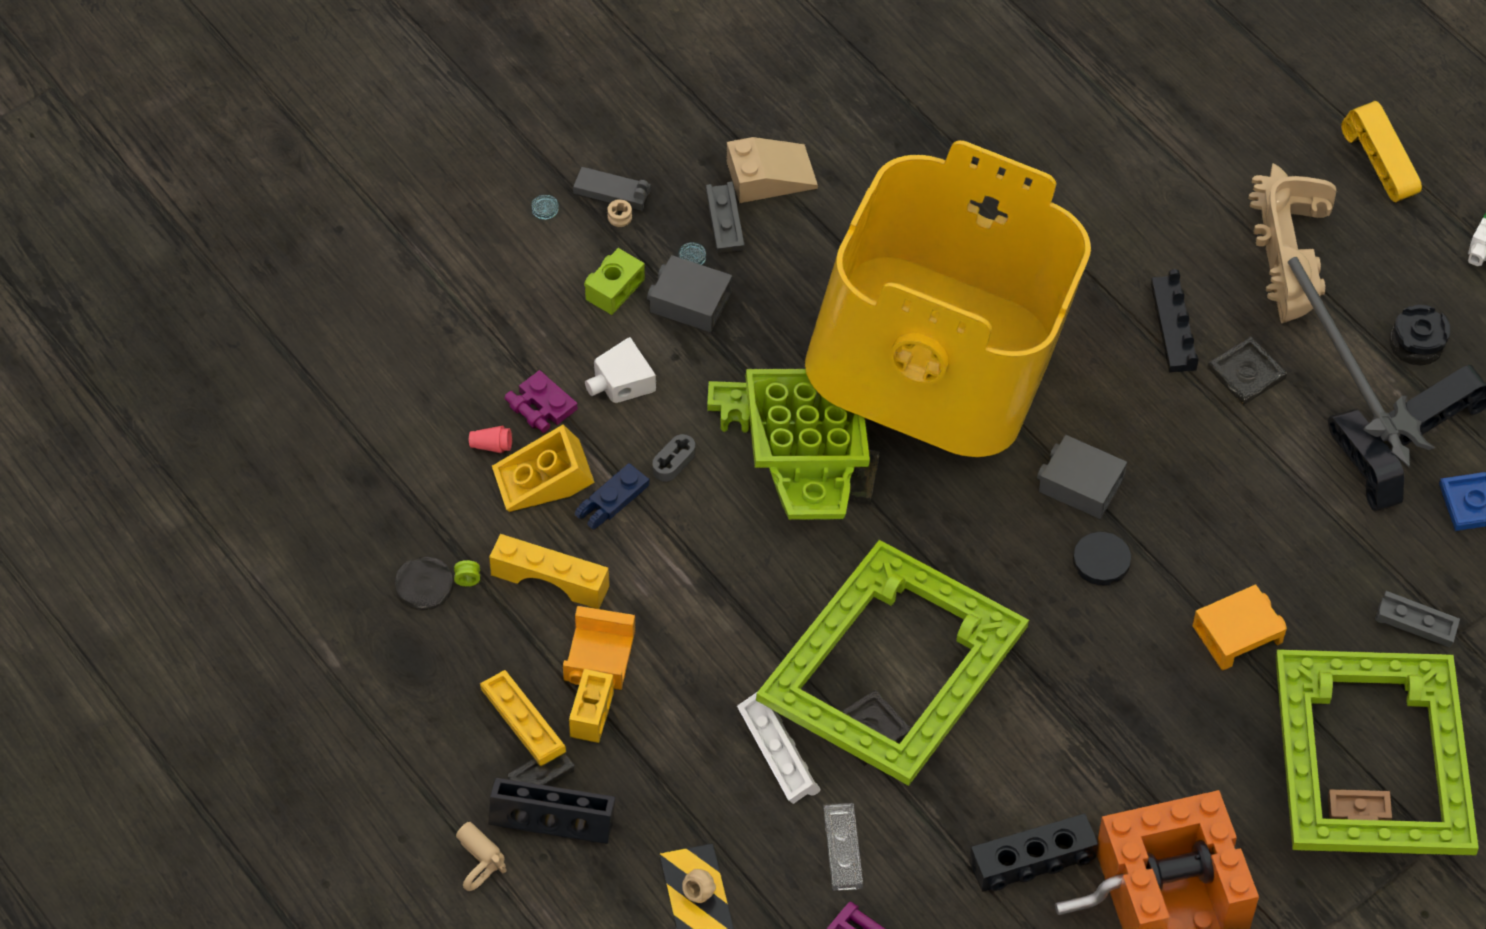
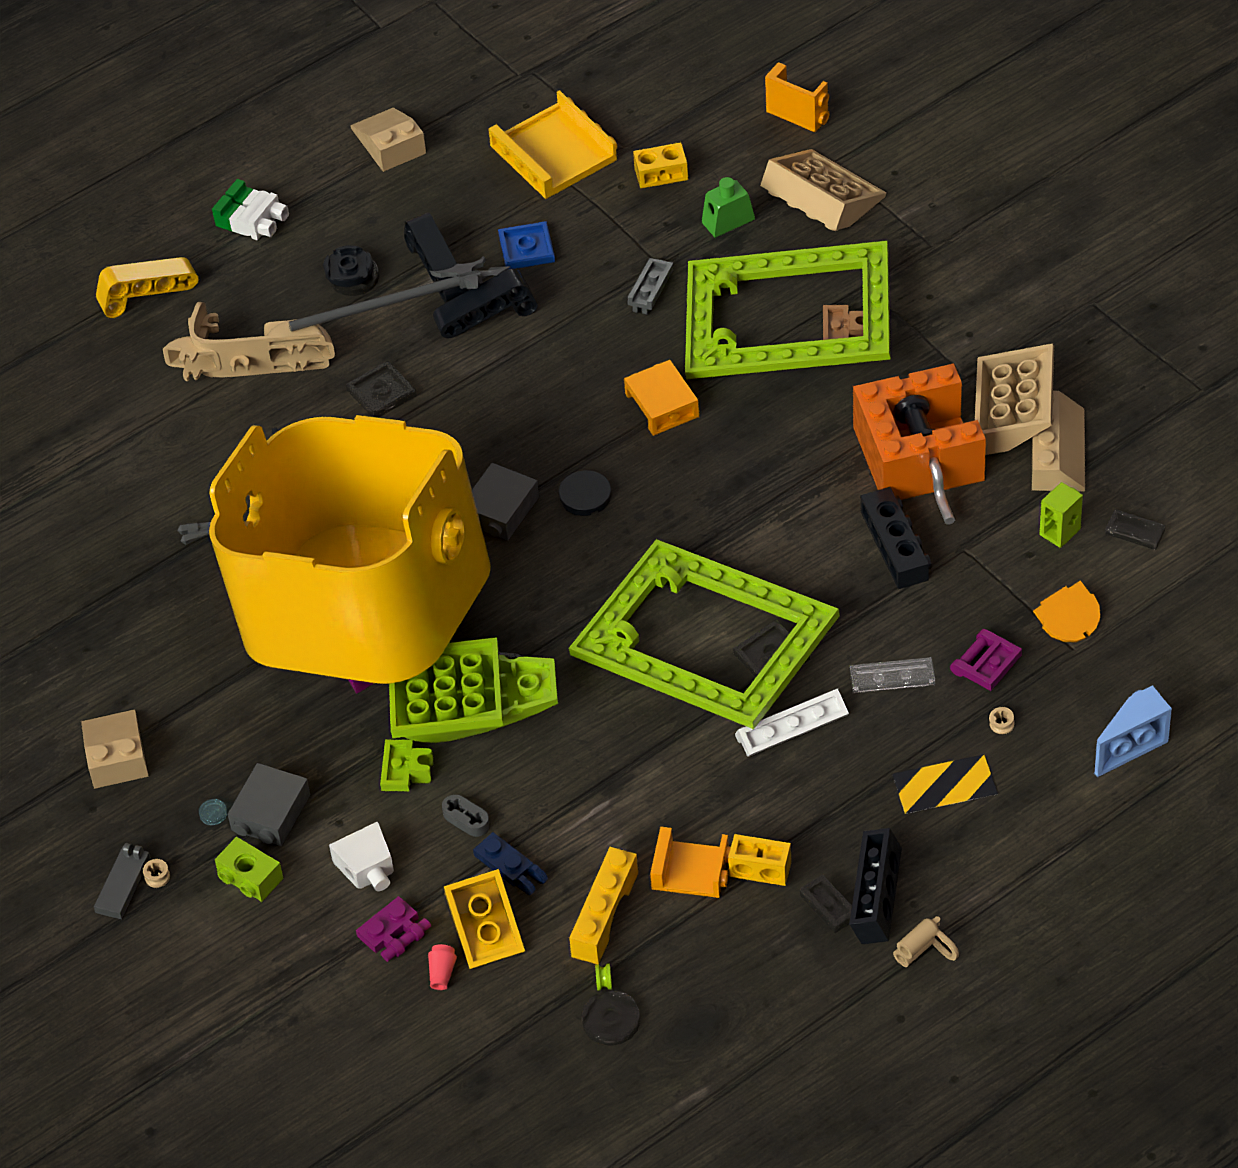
camera: 85 degrees left, 5 degrees down
(523, 717) = (769, 919): yellow tile -> none
(545, 206) = (139, 942): clear light blue piece -> none
(698, 885) = (944, 773): tan piece -> none
(725, 218) = (172, 781): dark grey hinge -> none

